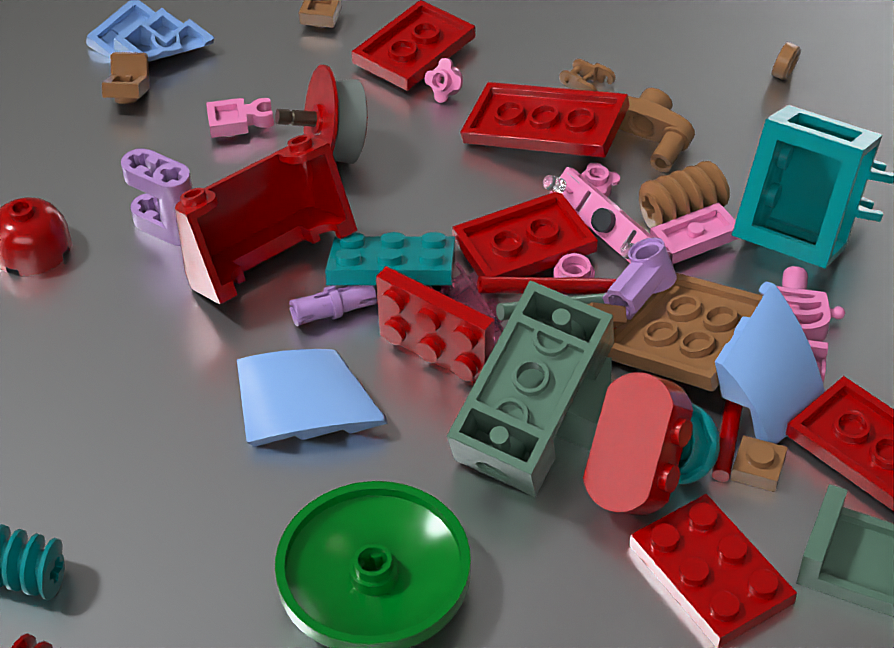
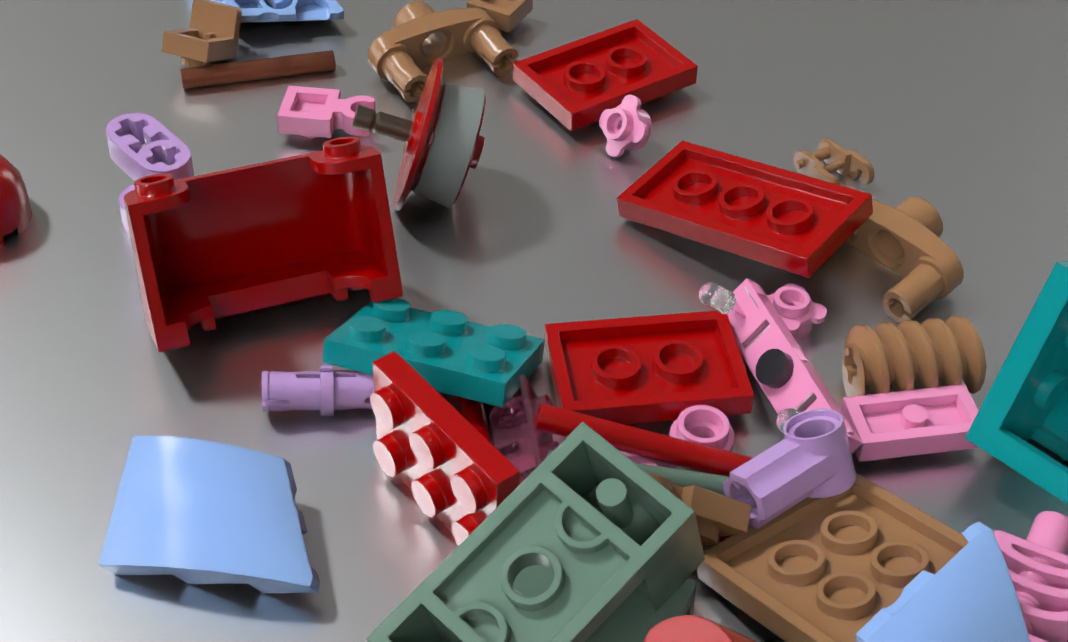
camera: 15 degrees right, 5 degrees down
(172, 94) = (257, 69): none -> copper bar
(283, 45) = (423, 35): none -> medium nougat connector

